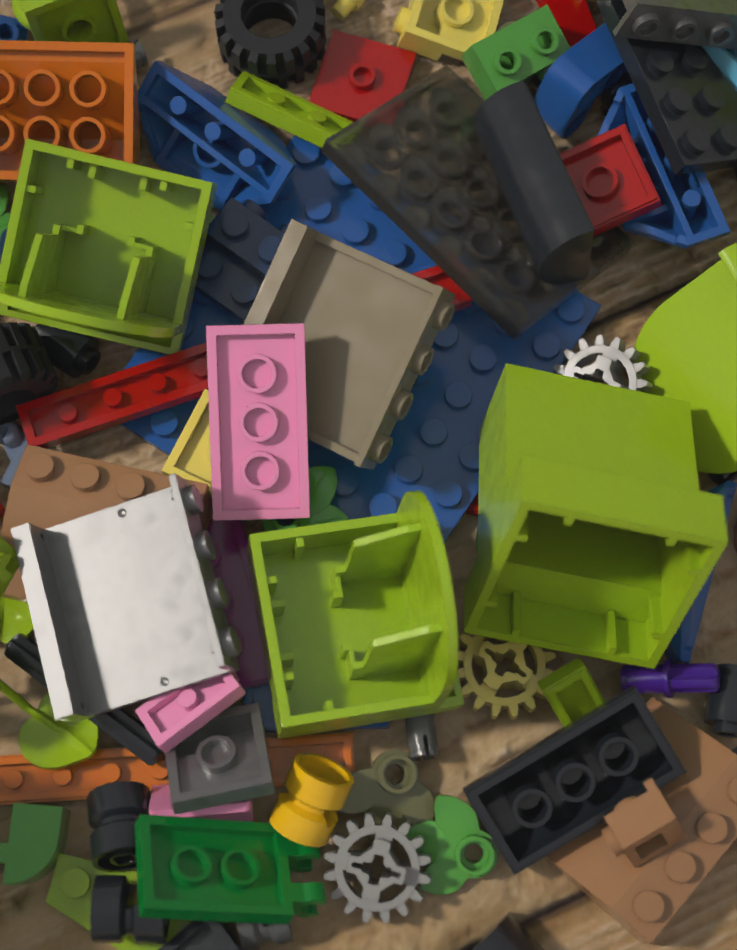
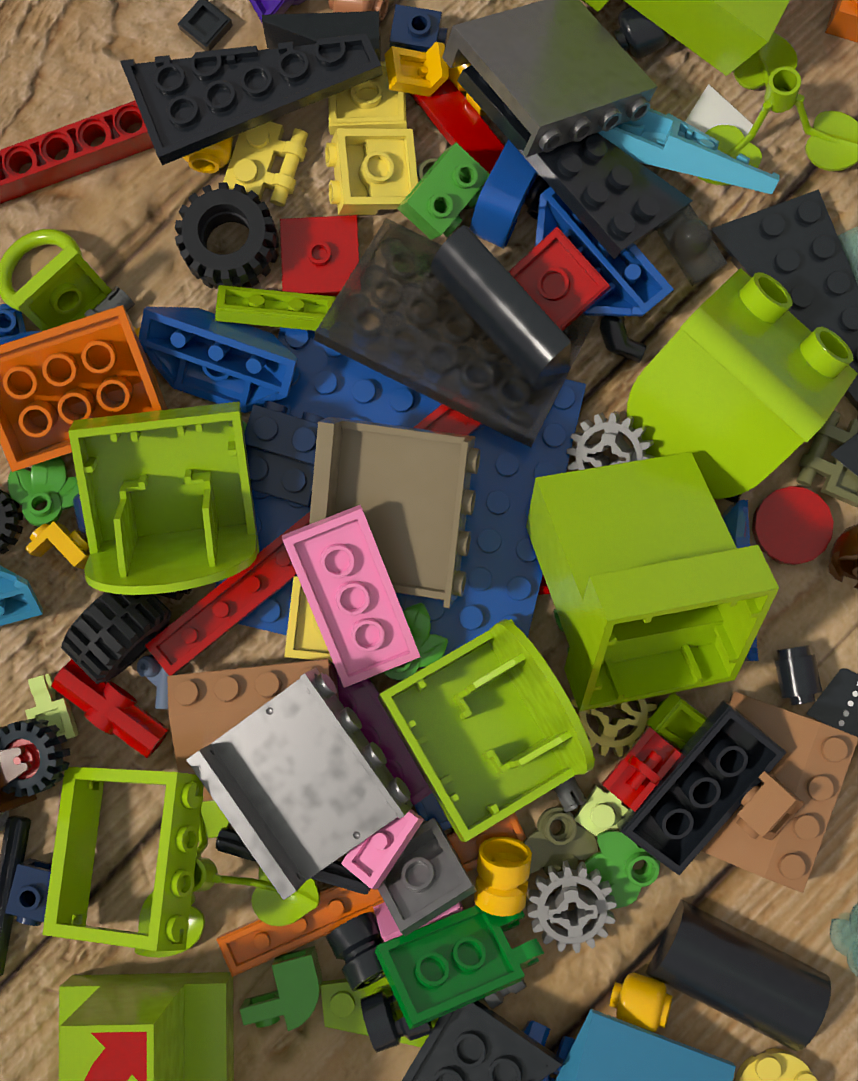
camera: 20 degrees left, 10 degrees up
(455, 770) = (600, 811): none -> yellowish green plate
(512, 729) = (641, 769): none -> red hips
(652, 269) = (617, 340): none -> black arm
(671, 678) = (751, 675): dark purple axle -> none

